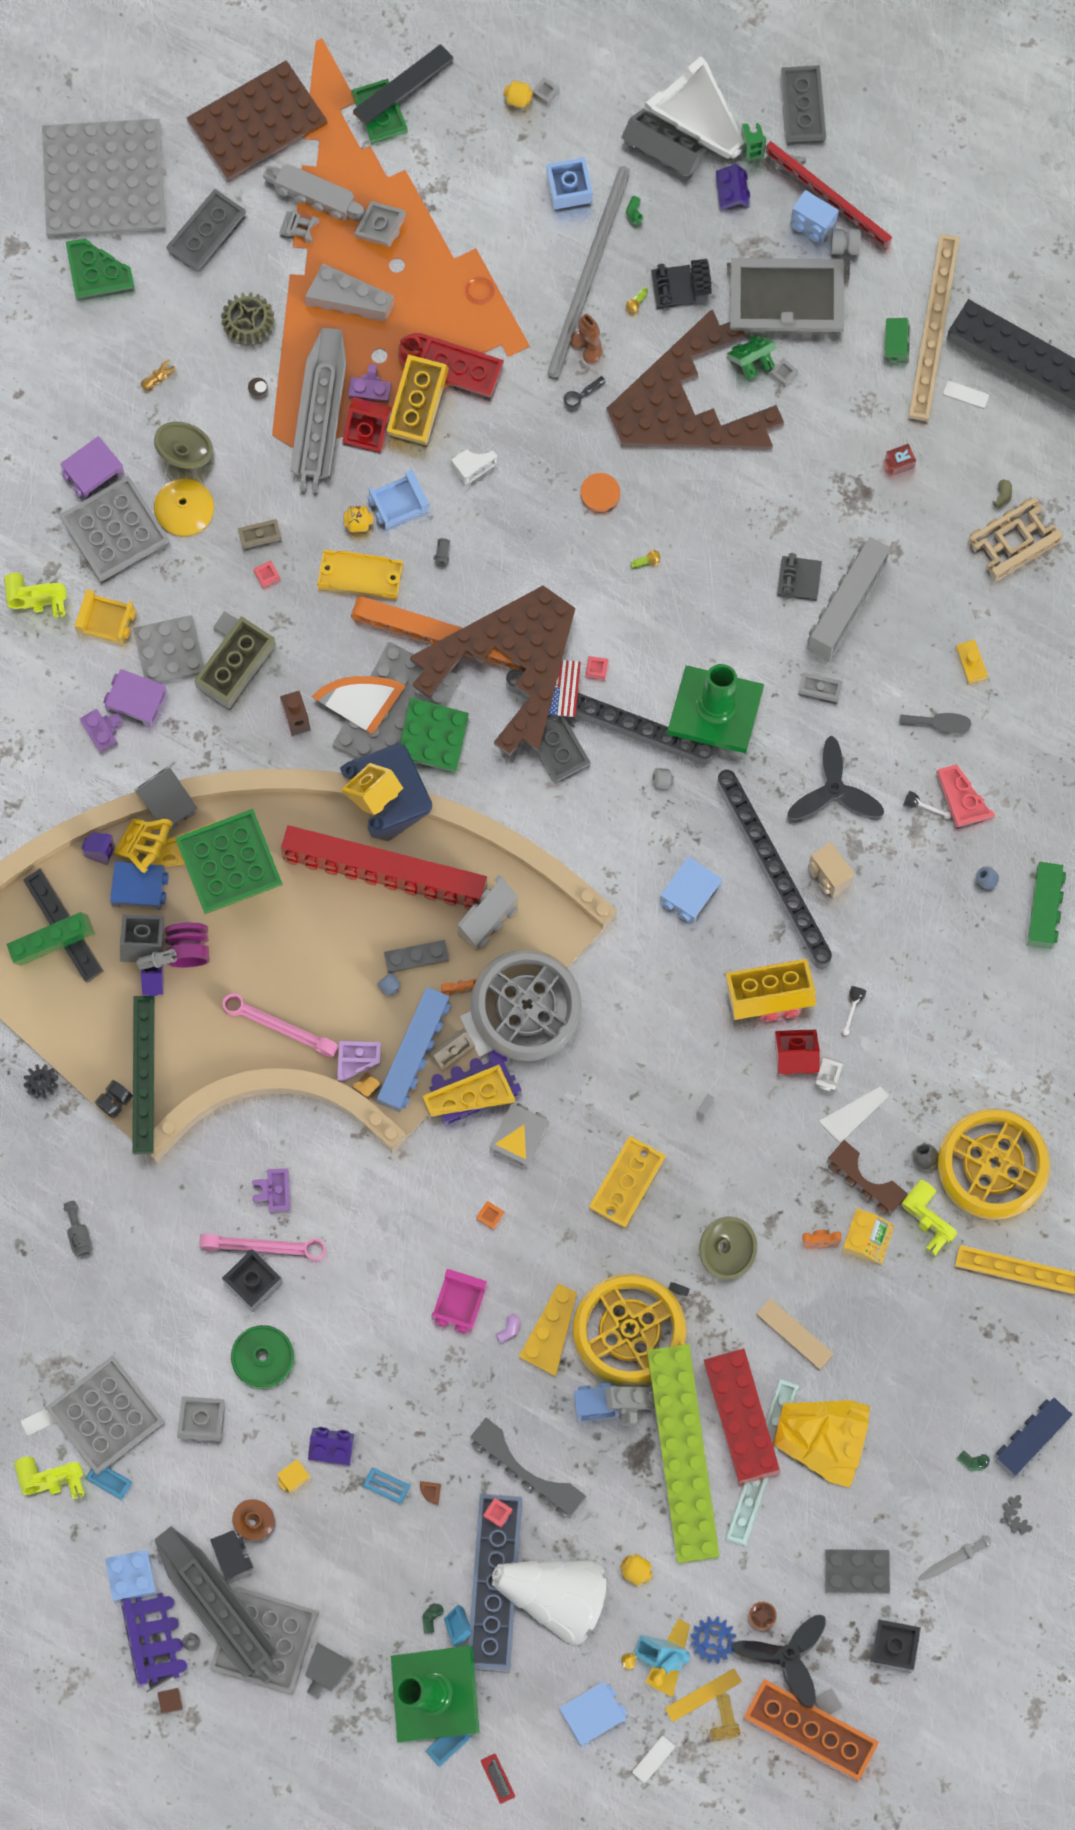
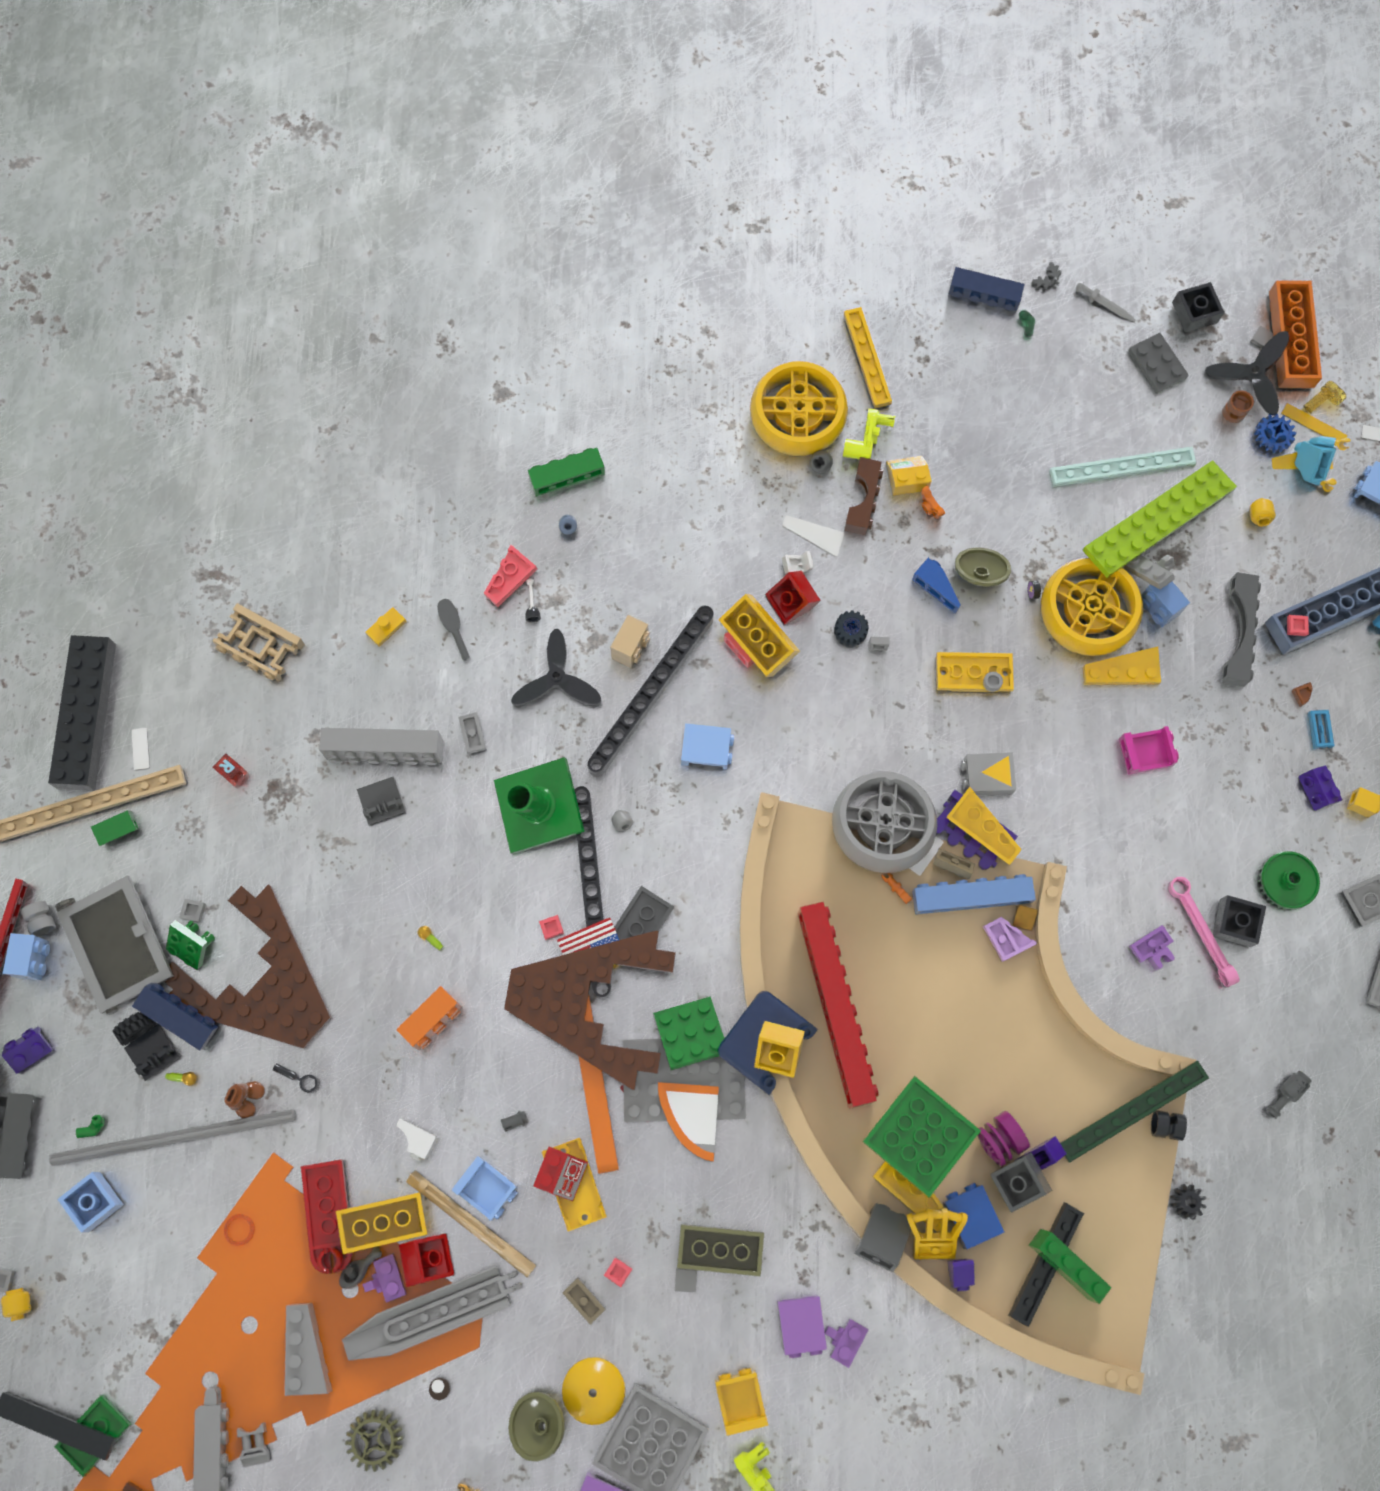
camera: 120 degrees left, 0 degrees up
(157, 959) = (1037, 1154): light grey axle -> none
(169, 649) = (738, 1321): light grey plate -> none
(295, 711) = (735, 1168): reddish brown torso -> none
(320, 1044) = (1015, 974): bright pink piece -> none
(357, 519) = (523, 1215): yellow head -> none
(374, 562) = (560, 1174): none -> red slope
(376, 474) = (469, 1222): none -> tan piece
(380, 224) = (215, 1363): light grey hinge -> none
(389, 984) = (930, 947): sand blue piece -> none
(390, 365) = (357, 1269): none -> dark grey piece
(416, 956) = (892, 938): dark grey plate -> none
(488, 916) = (836, 896): light grey wedge -> none
(490, 1215) = (1064, 764): orange tile -> none
(511, 1330) = (1143, 699): lavender arm -> none
(556, 1594) = (1321, 552): white cone -> none
(570, 521) = (429, 1019): none -> orange brick
(600, 492) = (386, 1011): orange tile -> none
(606, 1189) = (992, 681): none -> light grey tile
(692, 315) = (175, 1016): none -> dark blue brick
(730, 1095) = (848, 634): none -> black wheel
(737, 1197) = (934, 581): none -> blue slope
(742, 1416) = (1103, 492): red brick -> none
(795, 1334) = (1013, 490): tan tile -> none
(824, 1437) = (1076, 428): yellow wedge -> none
(856, 995) = (720, 575): hinge -> none
(1005, 493) = (220, 670): olive arm -> none

